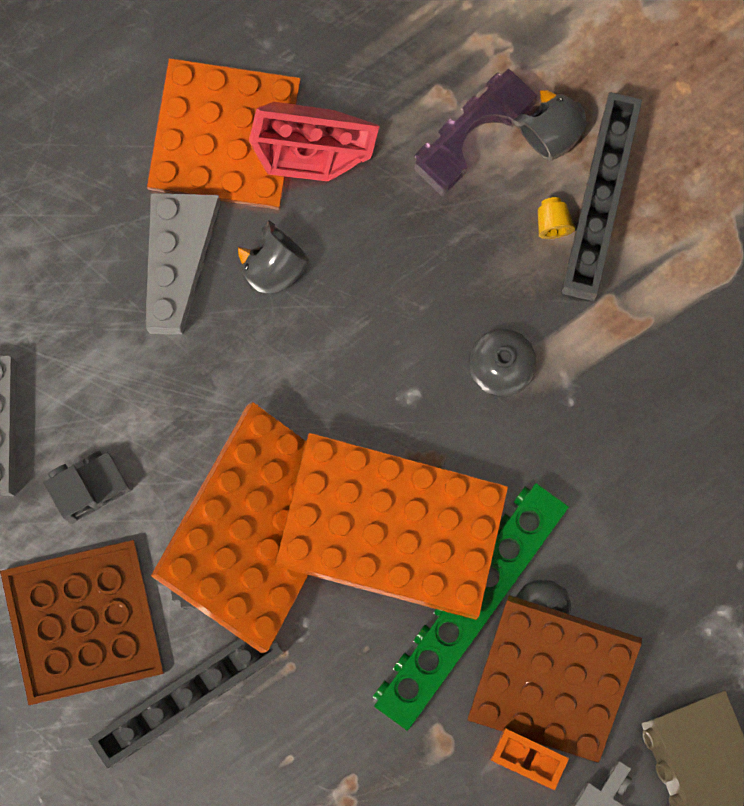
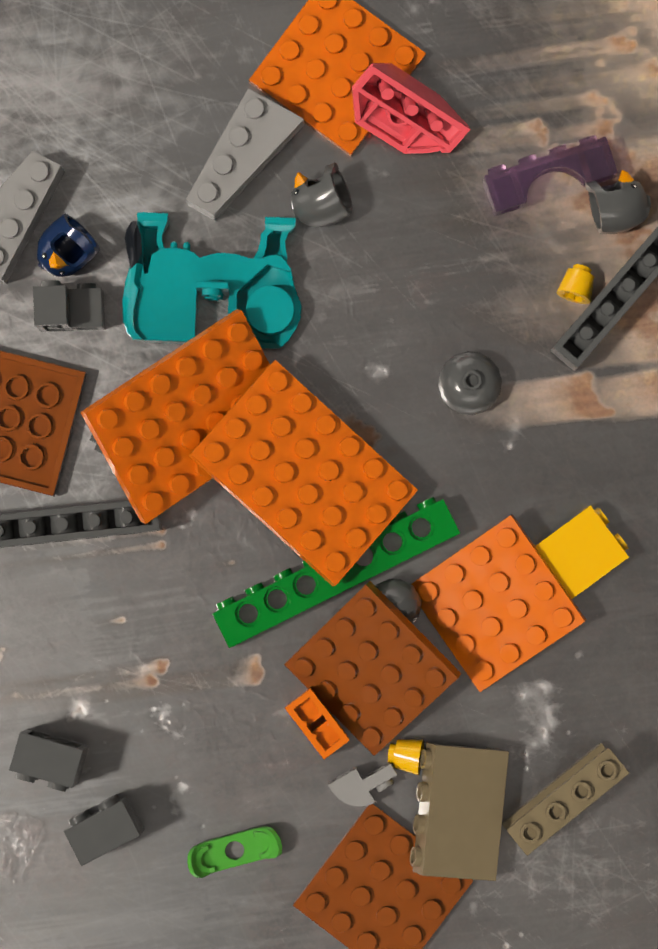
camera: 25 degrees right, 5 degrees up
(54, 431) = (65, 247): none -> dark blue piece
(168, 416) = (166, 283): none -> teal animal
(629, 745) = (406, 755): none -> yellow hat
(638, 555) = (497, 603): none -> orange plate
(690, 468) = (582, 550): none -> yellow panel

